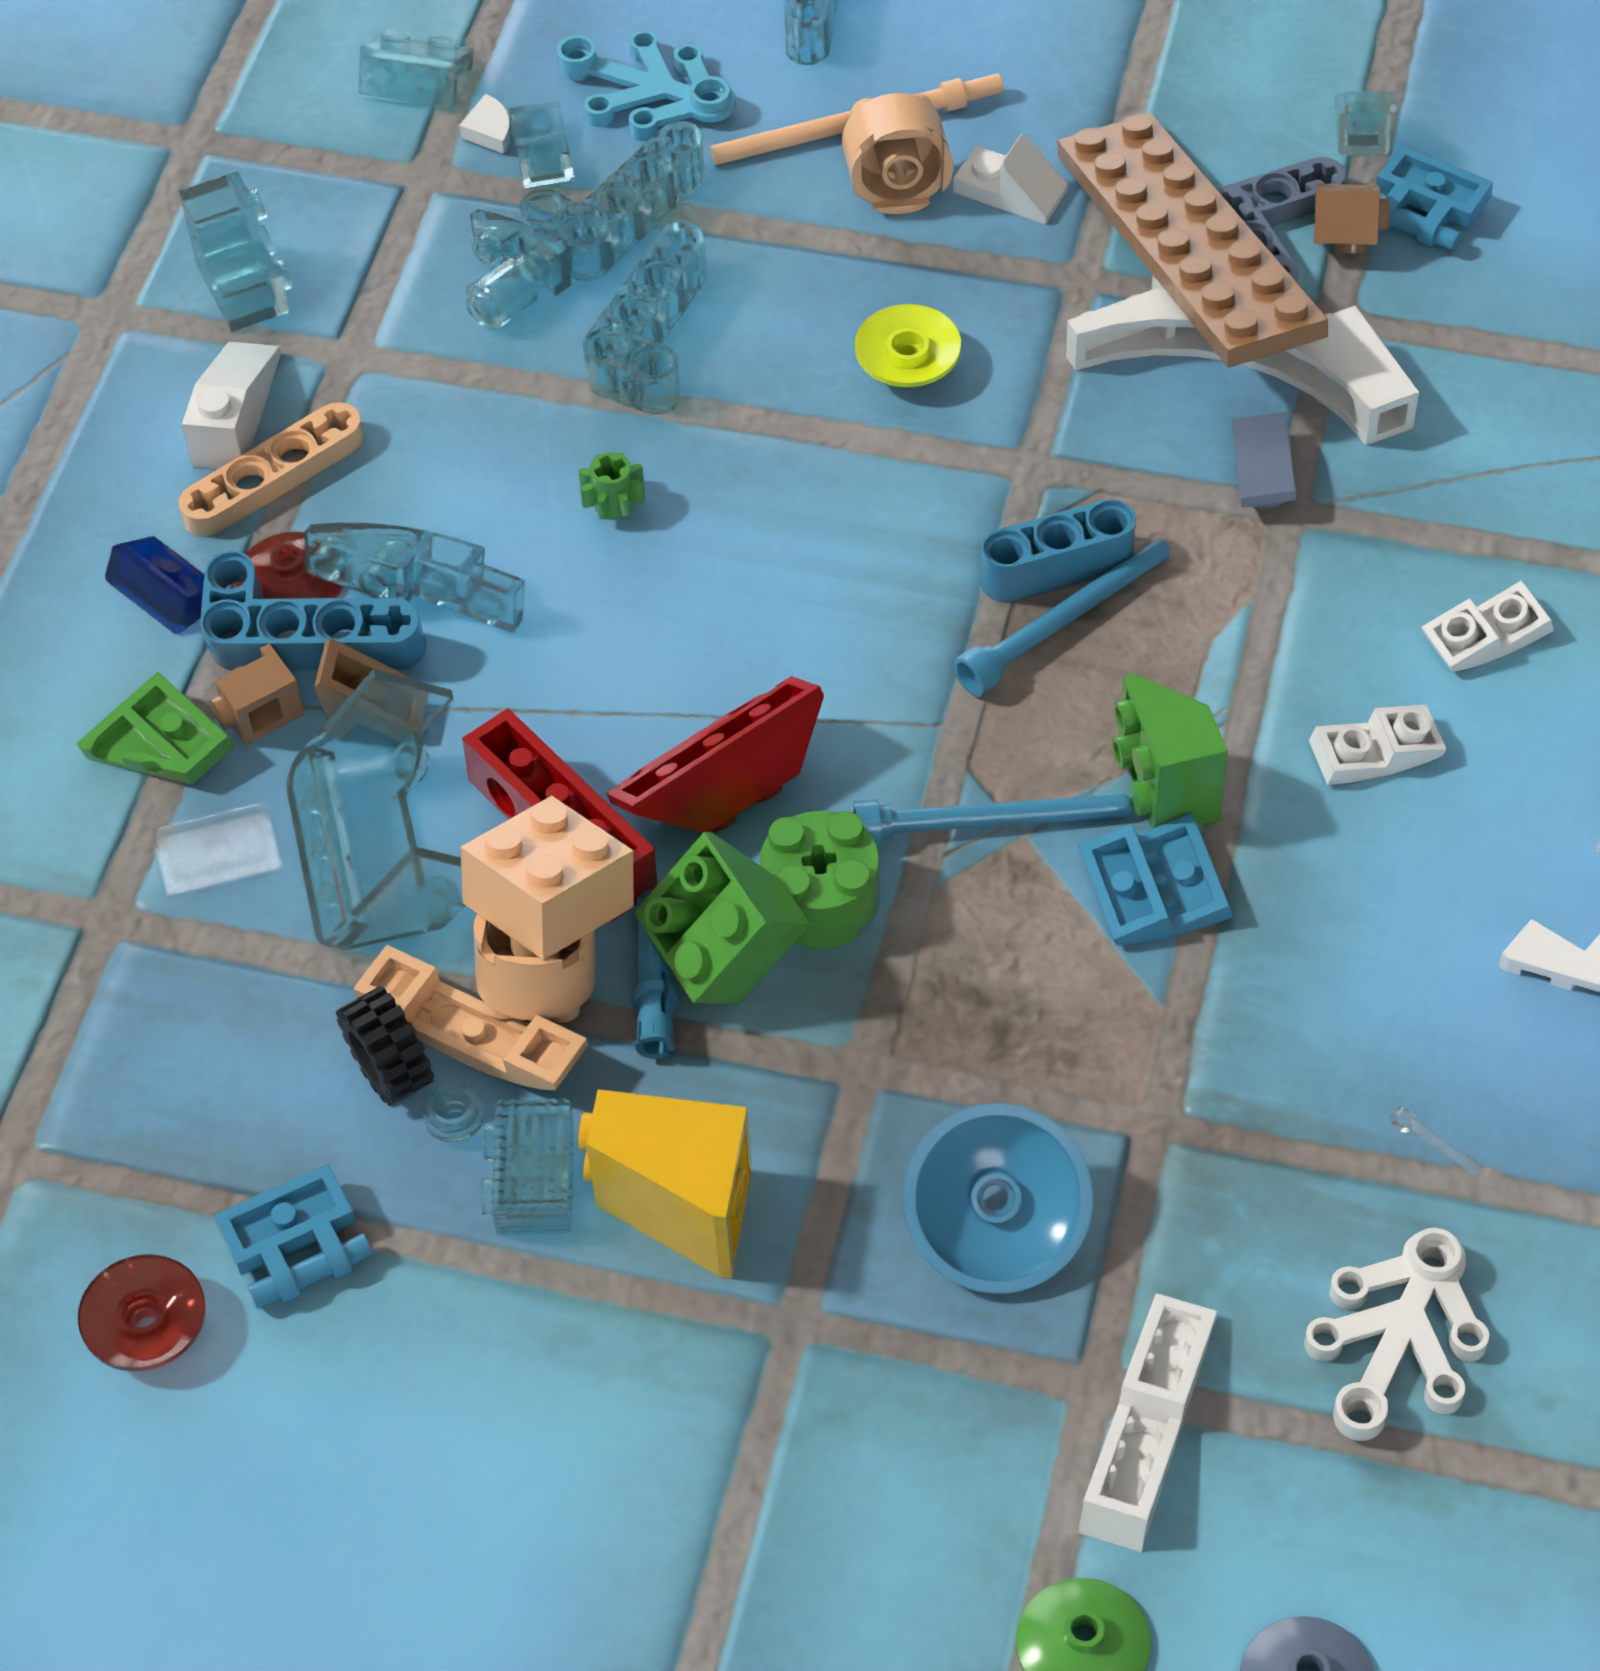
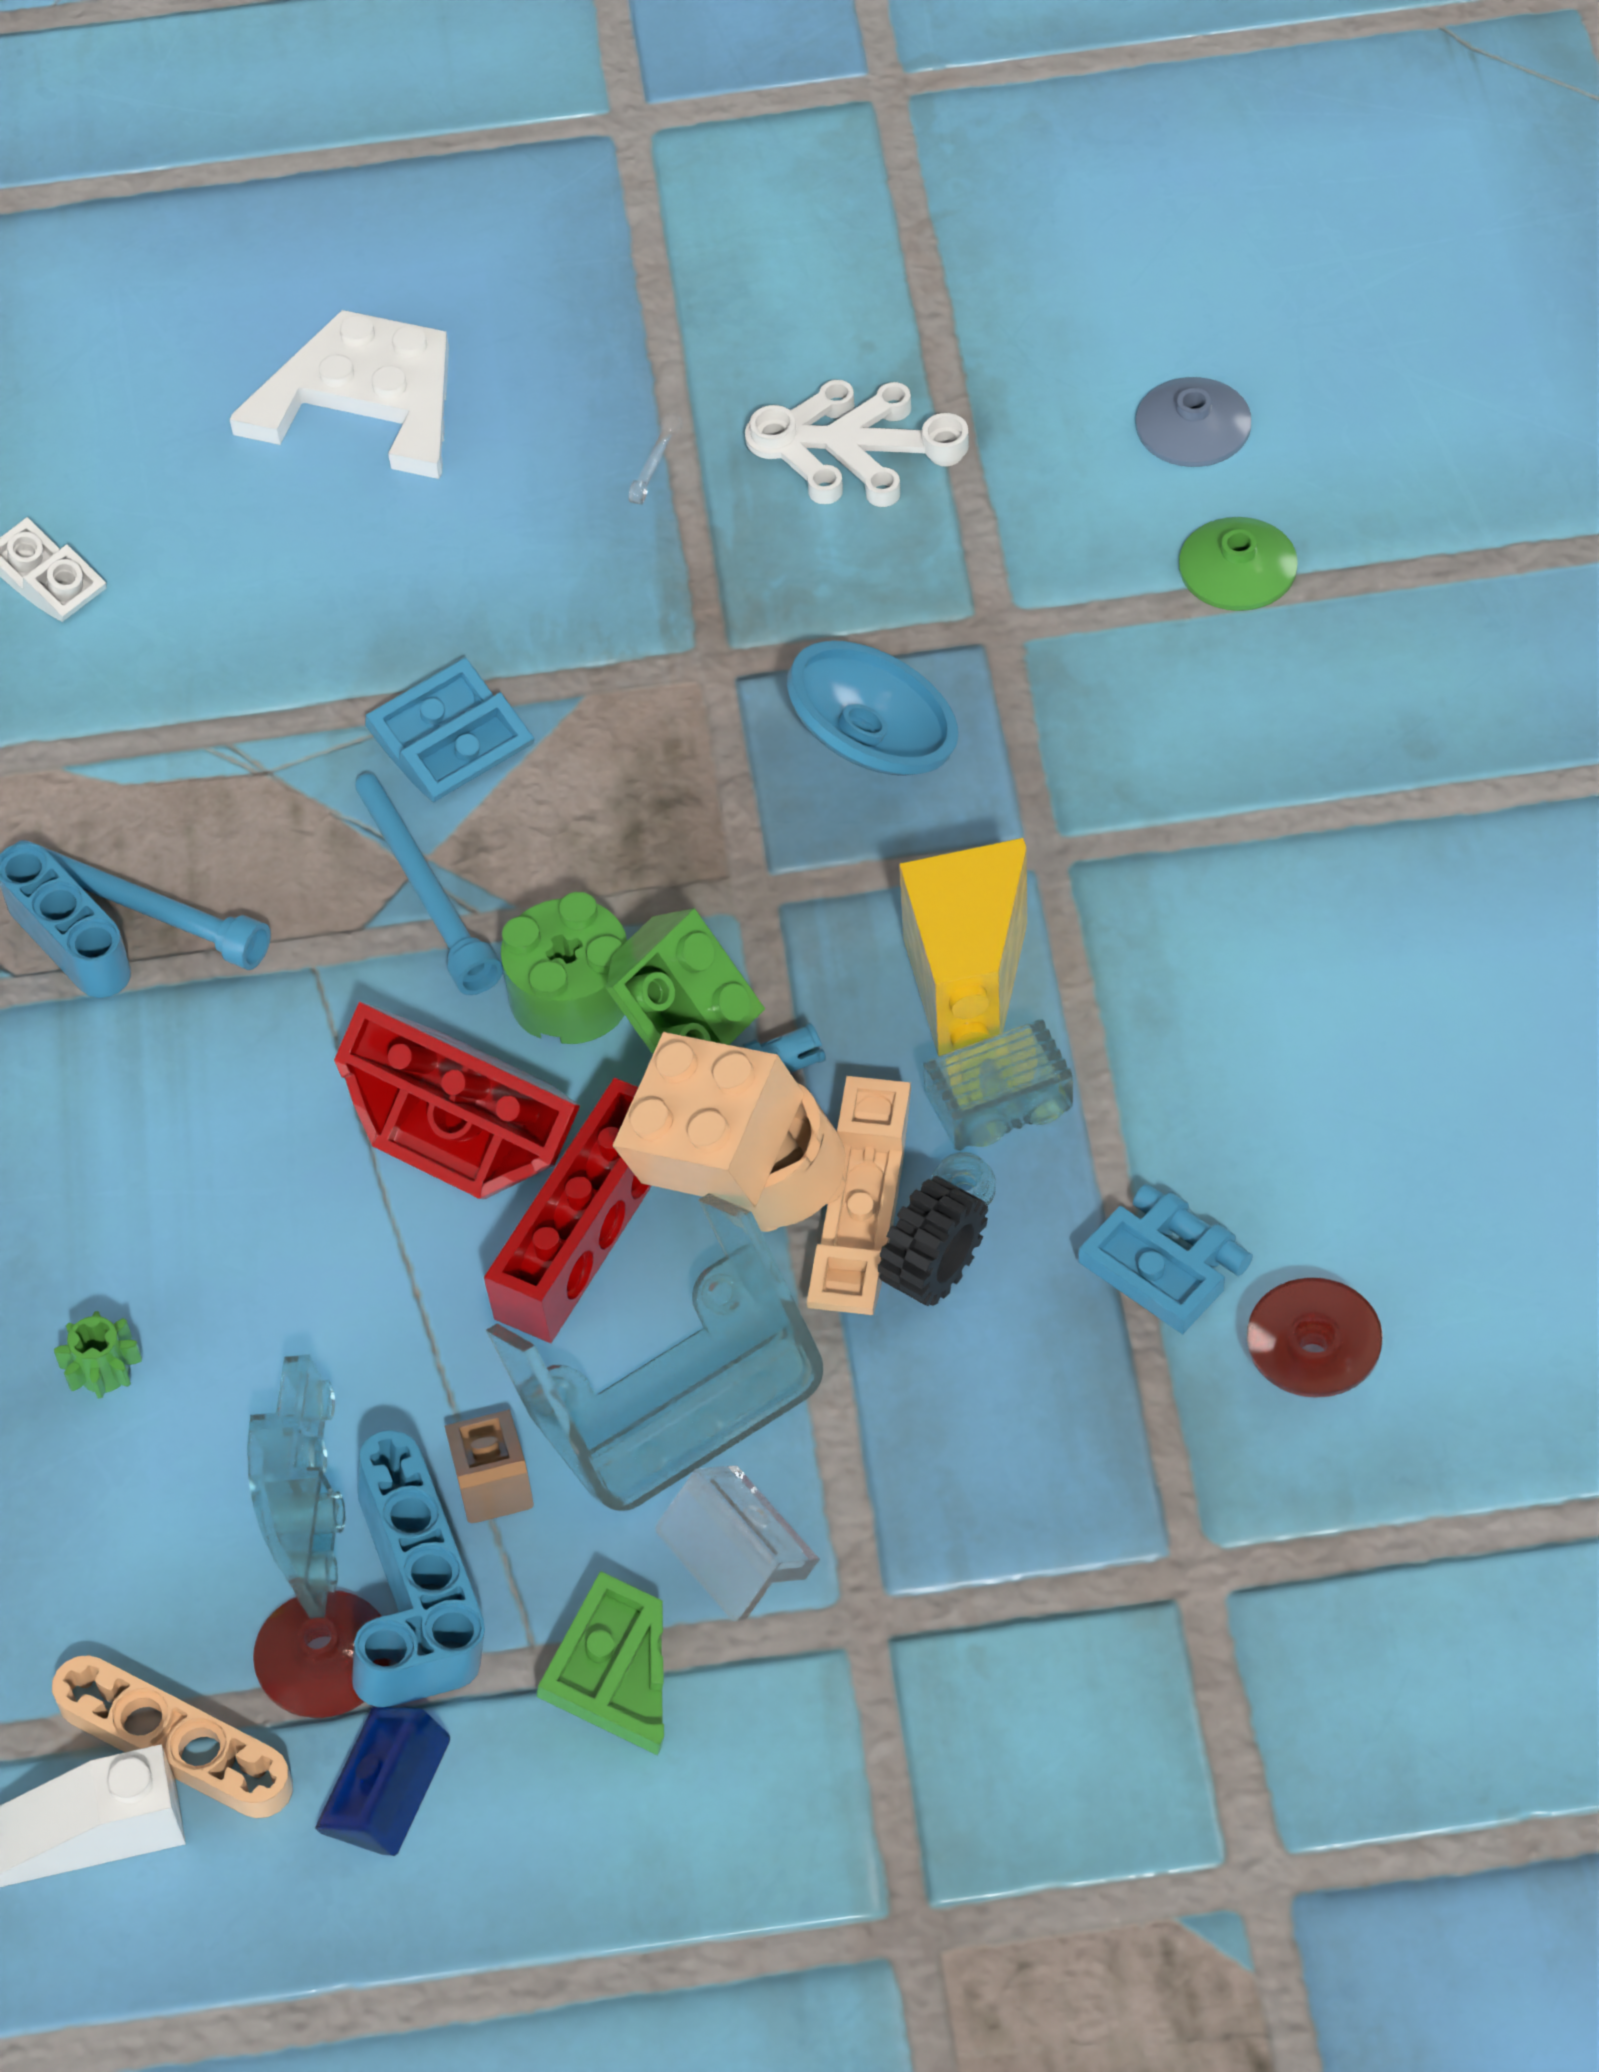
camera: 110 degrees left, 0 degrees up
(257, 697) = (525, 1579): medium nougat brick -> none
(1146, 1423) = (992, 574): white slope -> none
(1170, 753) = (321, 728): bright green slope -> none
(1386, 745) = (219, 615): white slope -> none

